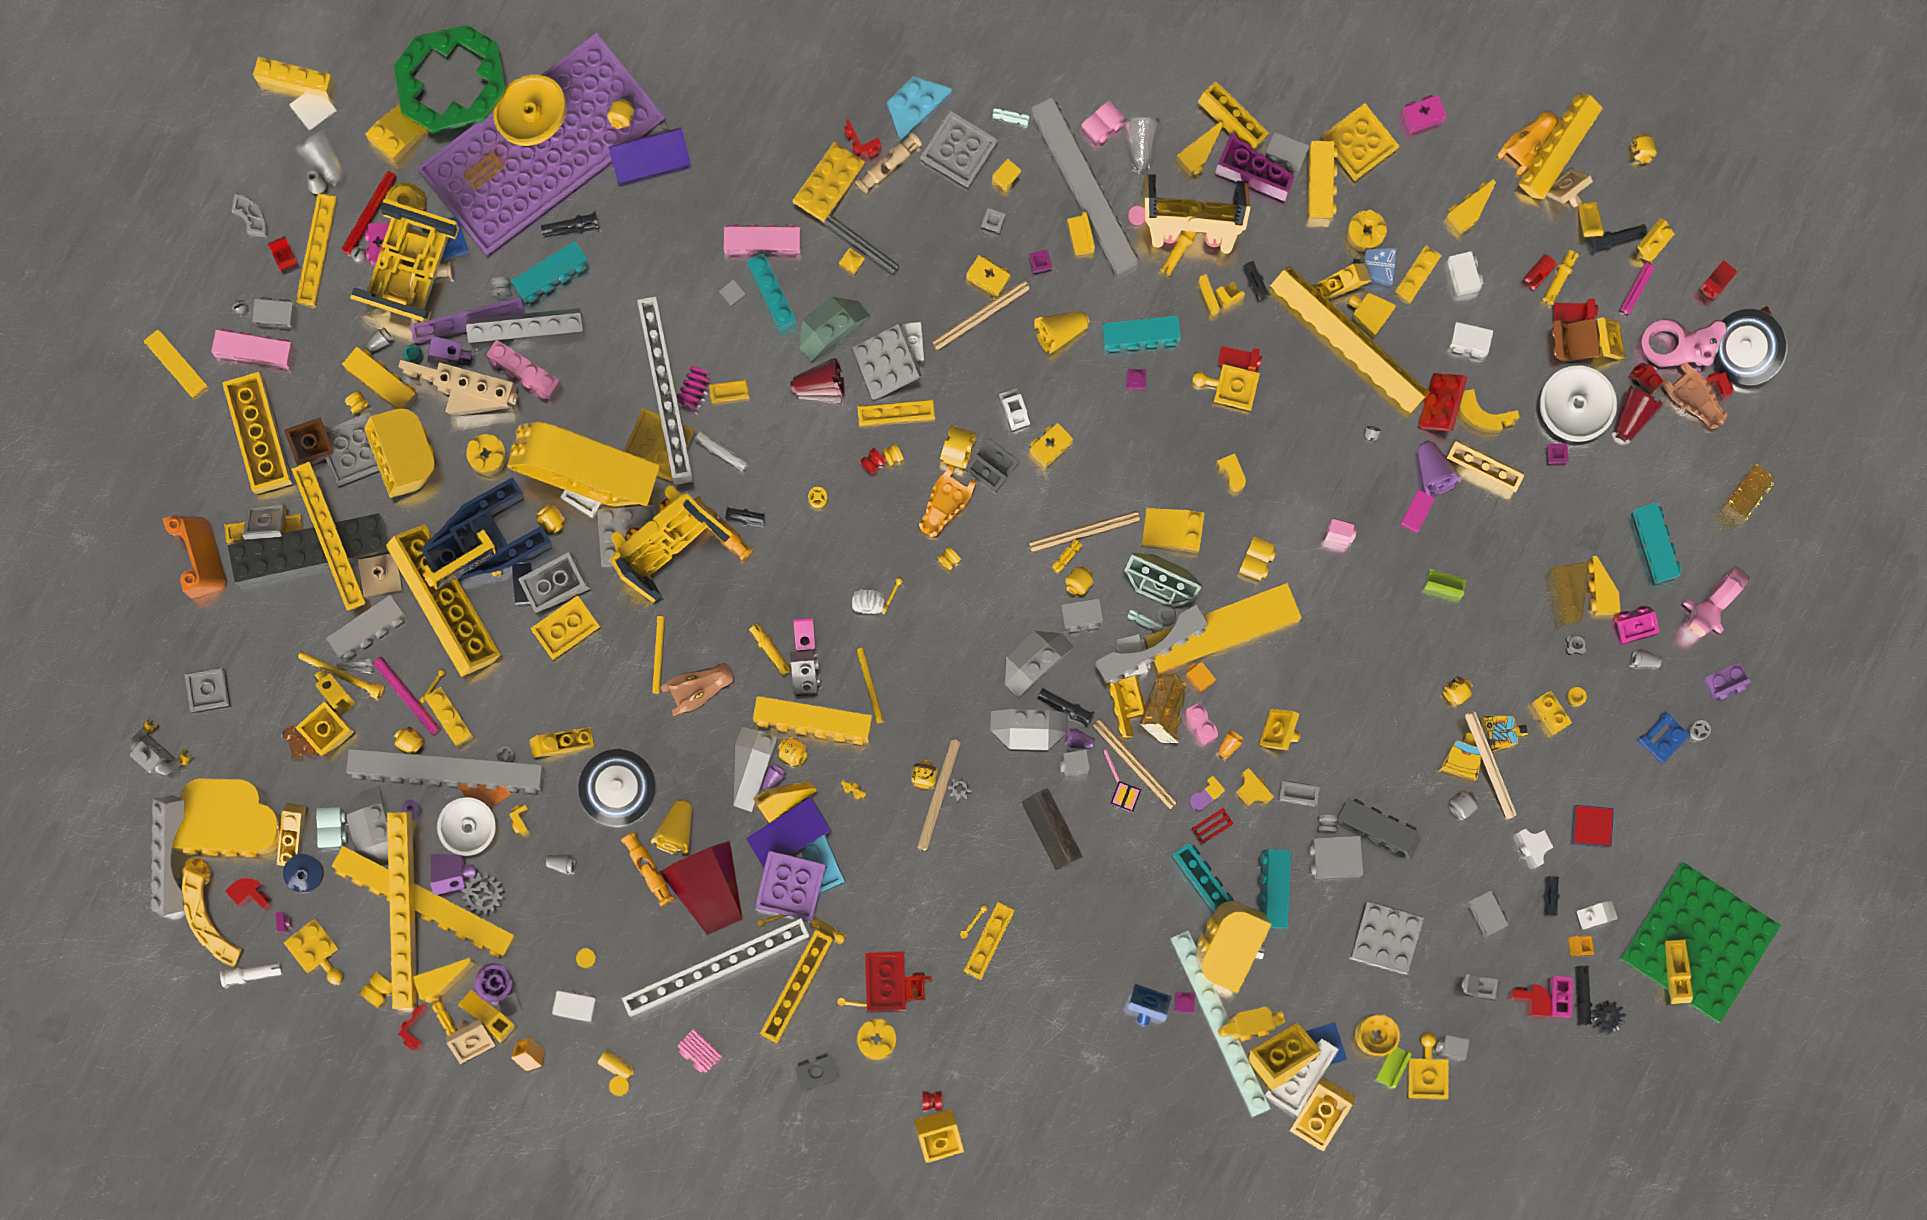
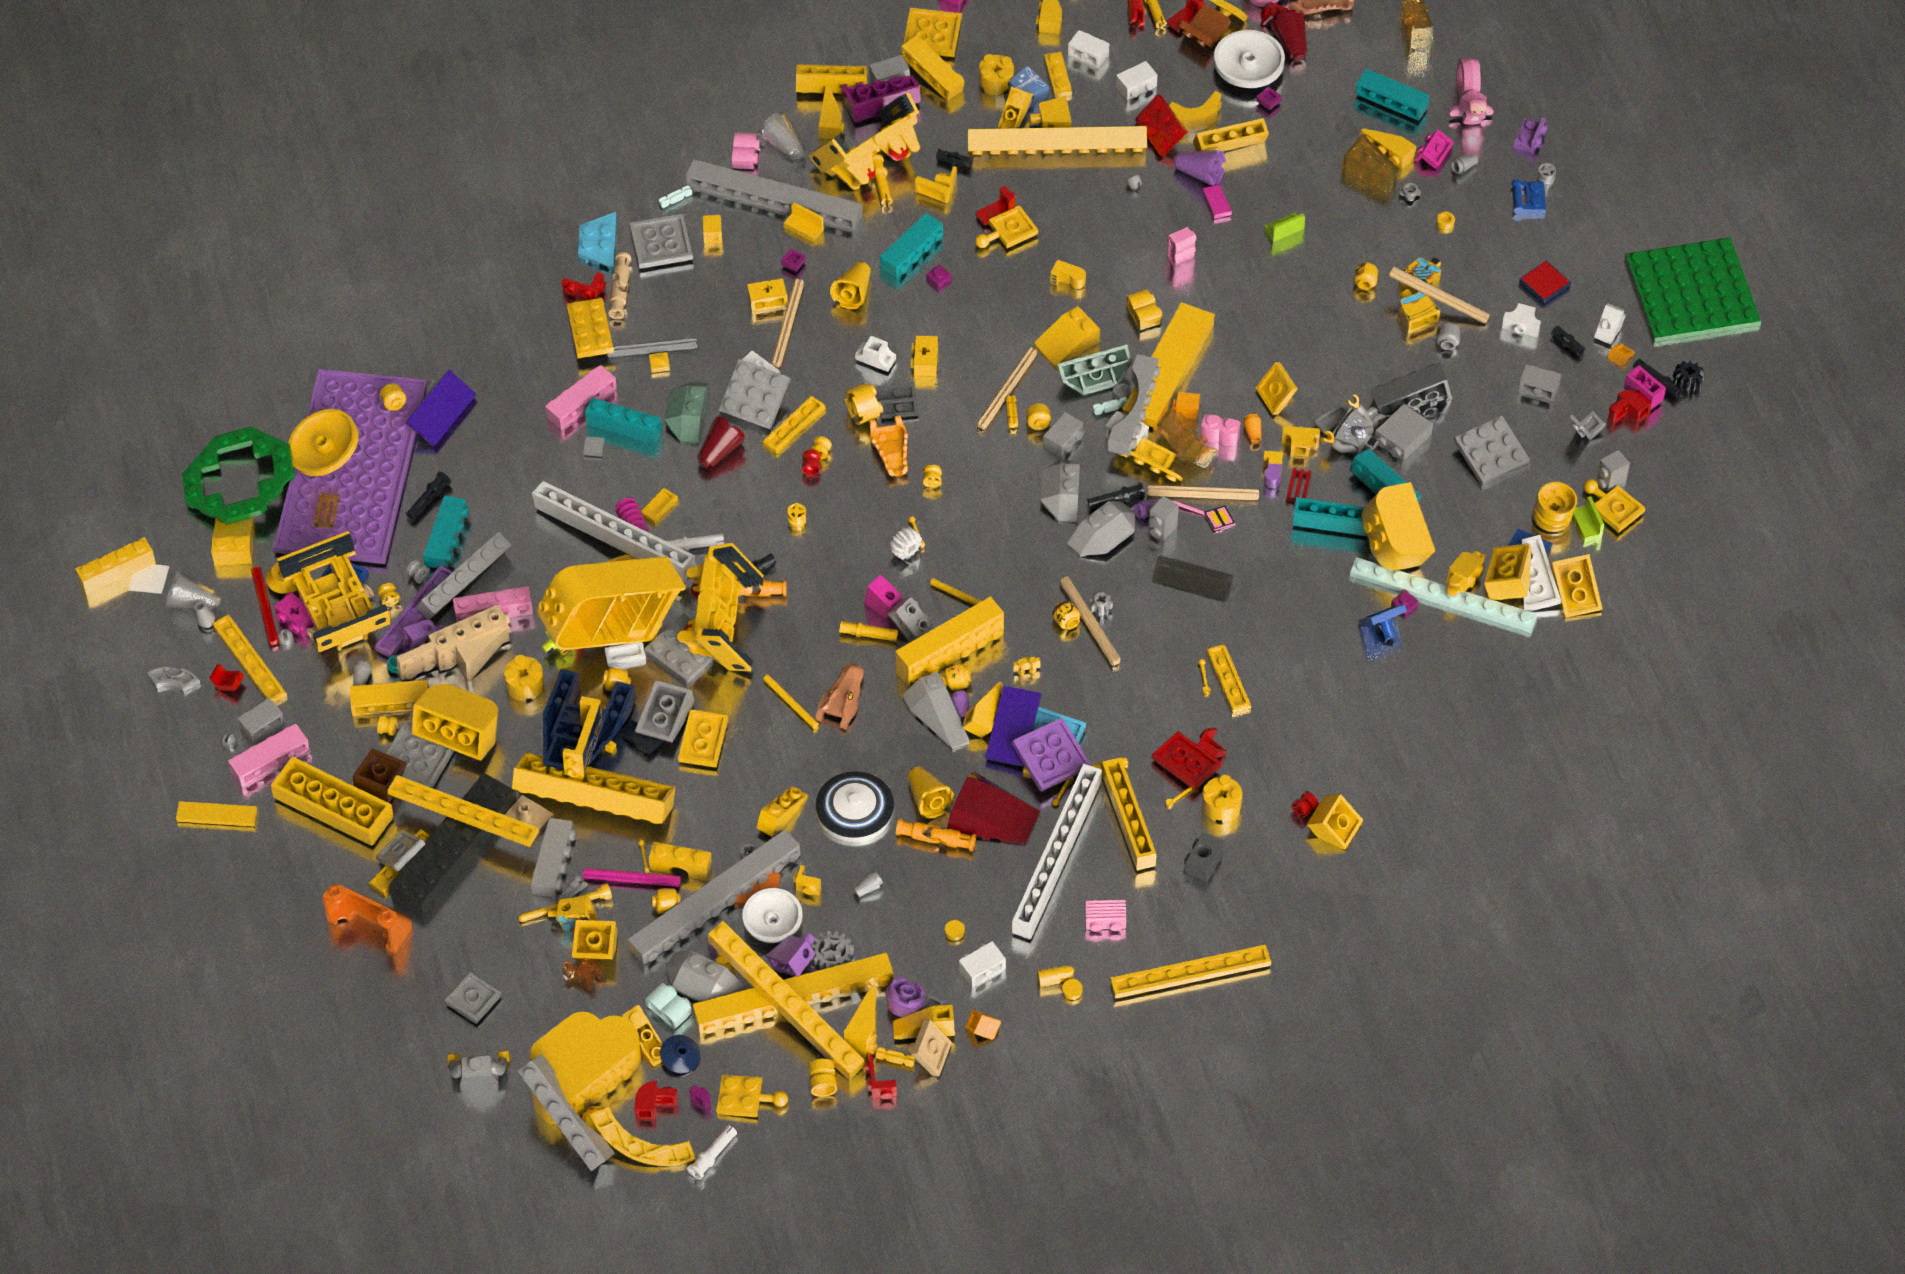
camera: 40 degrees left, 25 degrees down
(461, 287) = (388, 594): none -> yellow wheel
(713, 1154) = (1190, 971): none -> yellow plate
(993, 220) = (733, 262): light grey plate -> none
(1136, 216) = (829, 186): bright pink tile -> none
(1297, 821) = (1353, 430): none -> light grey torso
(1551, 712) = (1441, 238): yellow brick -> none
(1678, 972) = (1701, 310): yellow slope -> none

